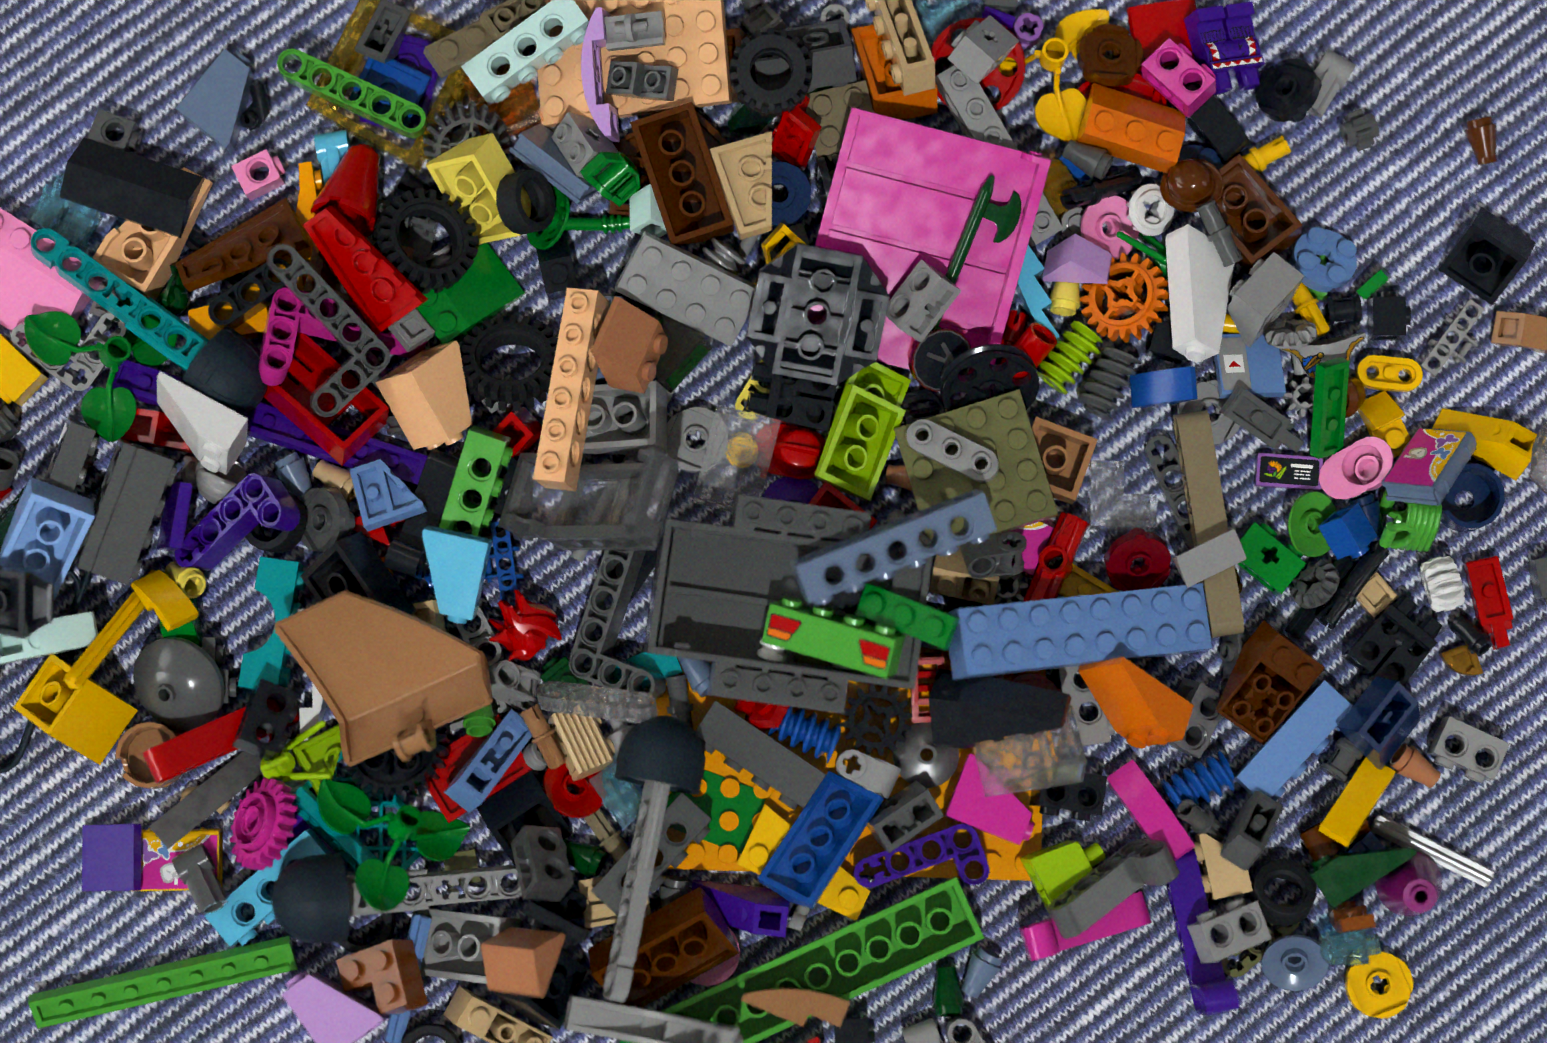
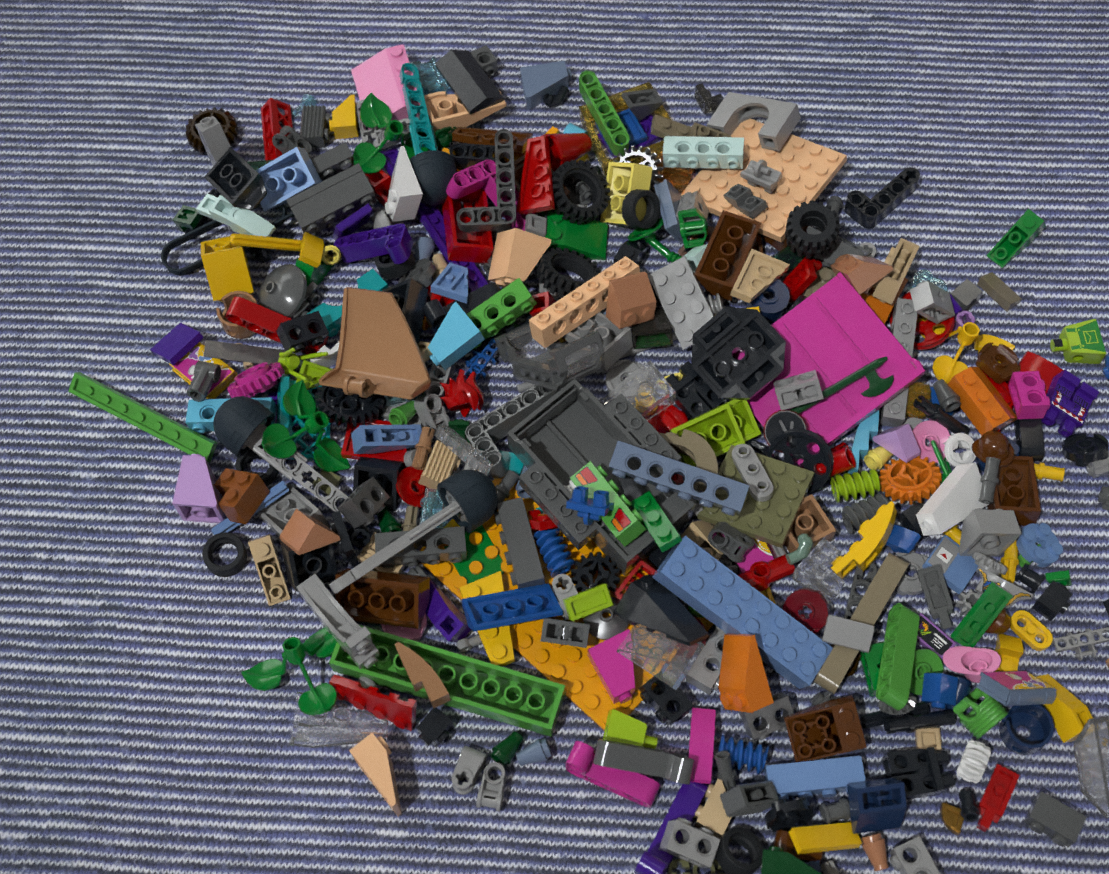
camera: 45 degrees right, 20 degrees down
(245, 174) = (531, 121): bright pink brick -> none
(591, 71) = (723, 183): lavender slope -> none
(825, 667) = (590, 508): none -> blue hips
(871, 78) = (861, 270): none -> nougat slope
(887, 481) = (697, 449): none -> dark tan arch
(899, 761) = (588, 602): none -> lime tile
(918, 862) = (556, 655): dark purple beam -> none
(1084, 499) = (804, 548): none -> sand green arm
(1144, 410) = (874, 537): none -> yellow slope
(1280, 536) = (898, 656): none -> bright green beam
(1298, 814) = (786, 814): none -> black plate

